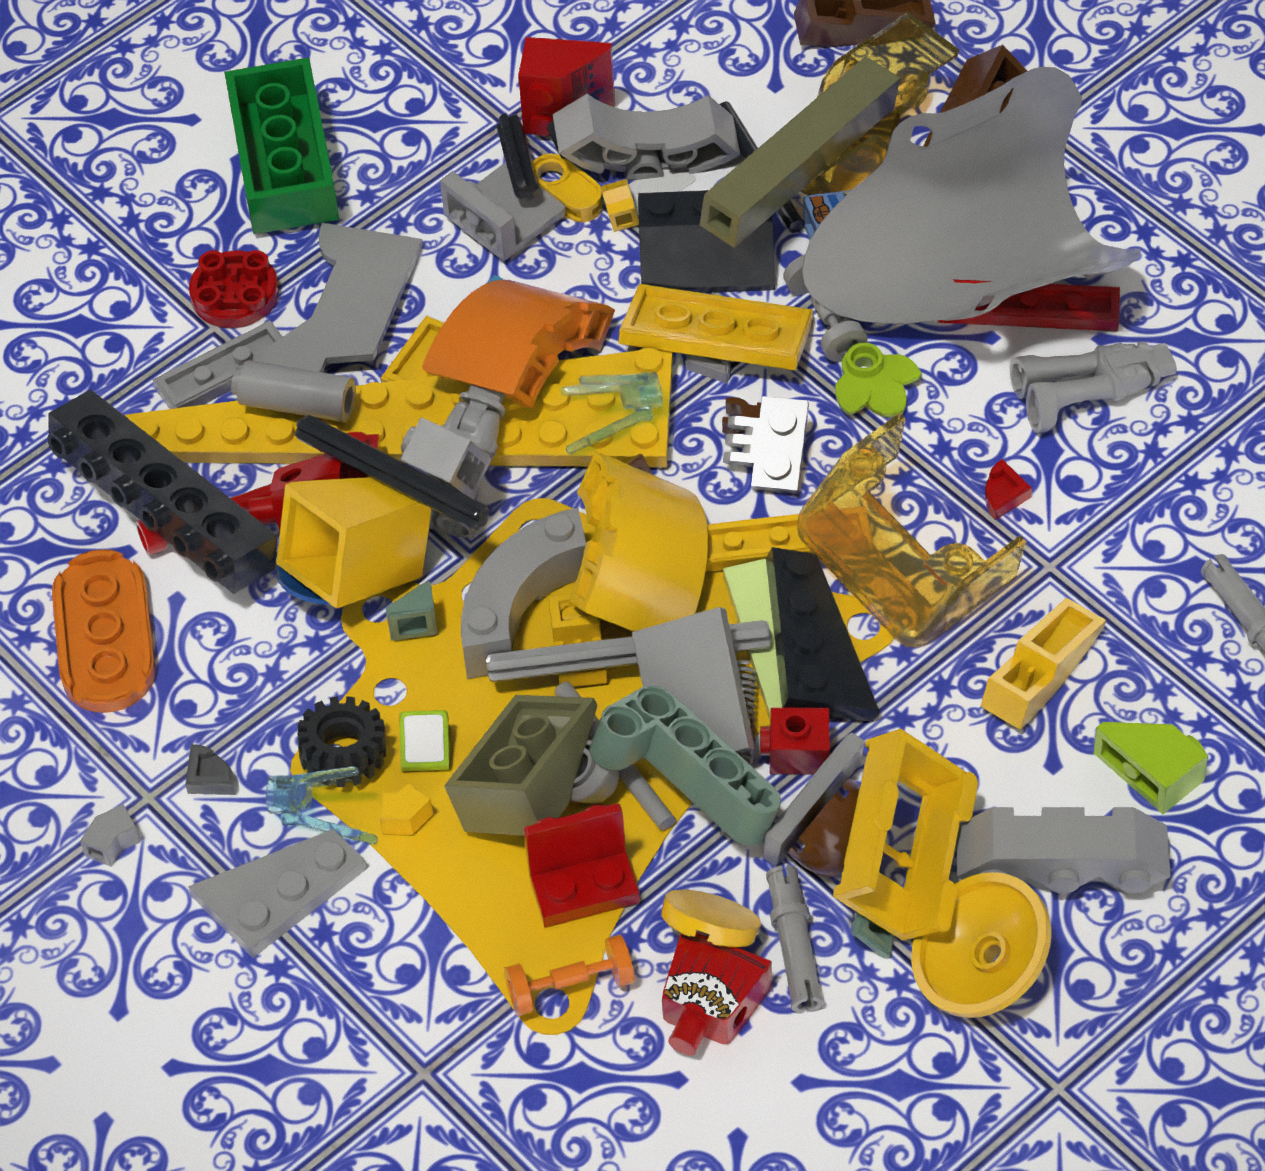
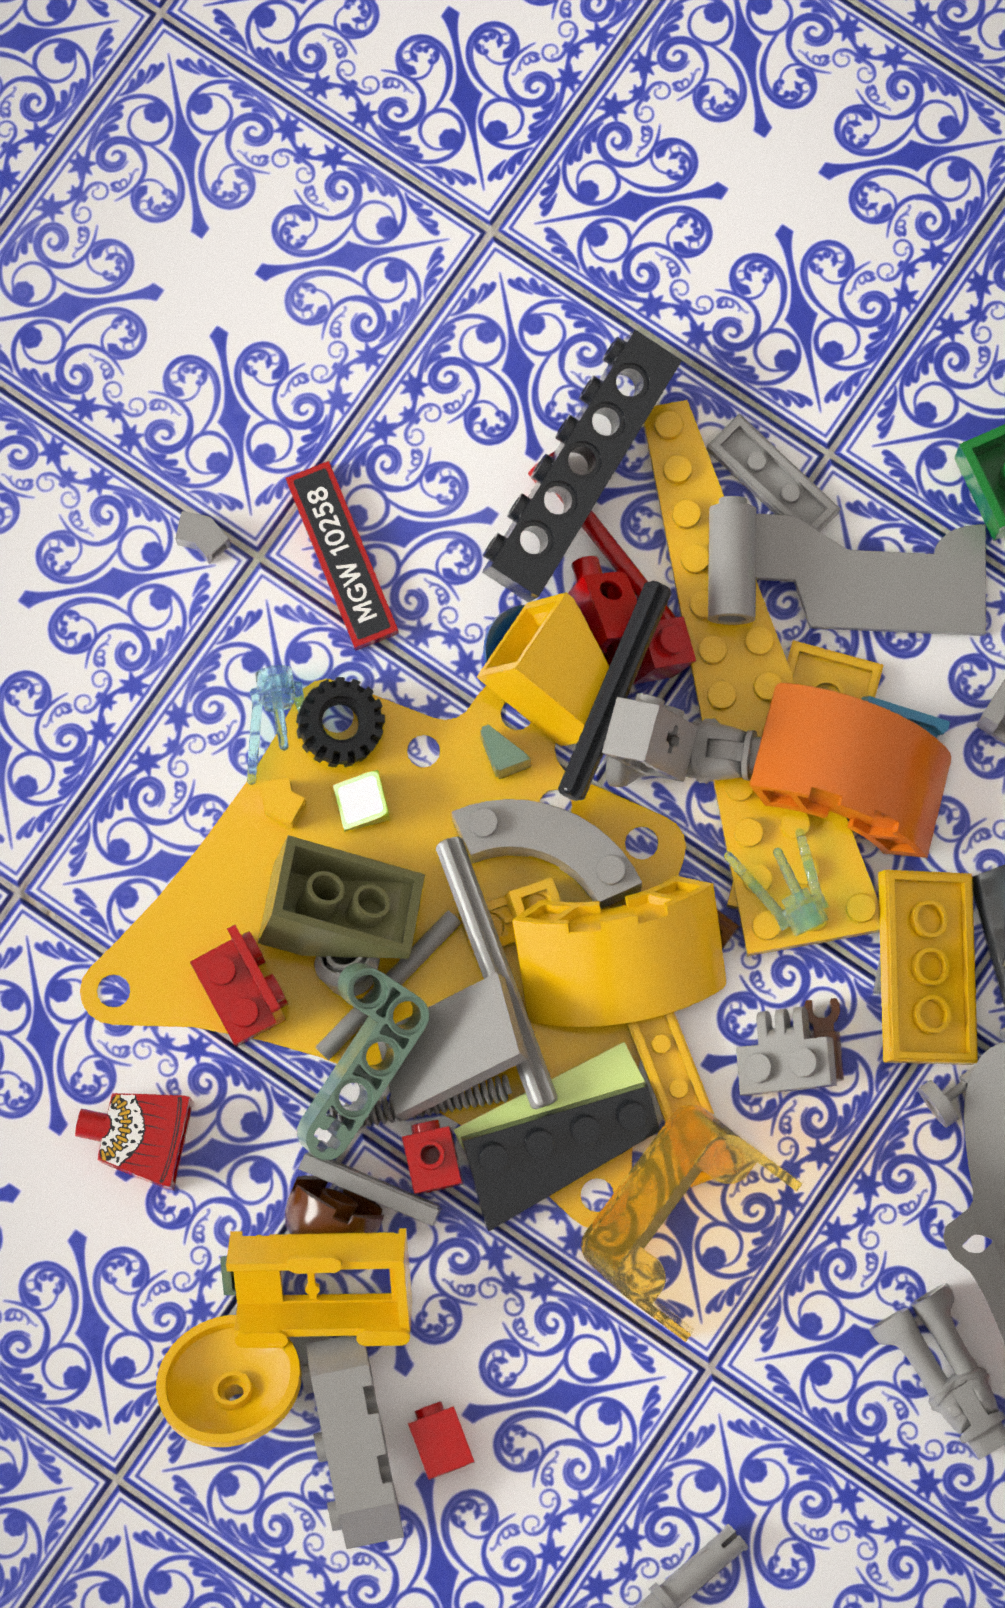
camera: 75 degrees right, 25 degrees up
(103, 631) = (433, 457): orange tile -> none
(173, 721) = (342, 555): none -> tile
(208, 773) = (293, 605): dark grey tile -> none
(233, 287) = (878, 459): red tile -> none
(278, 890) = (177, 707): light grey wing -> none
(618, 961) = (106, 960): orange wheel -> none
(723, 919) = (210, 1119): yellow tile -> none
(791, 921) = (217, 1201): light grey pin -> none
(877, 385) = (894, 1151): lime plate -> none
(1005, 490) = (791, 1305): red tile -> none
(1041, 663) = (581, 1383): yellow slope -> none
(1078, 780) = (440, 1440): none -> red brick
(1152, 759) = (483, 1514): lime slope -> none

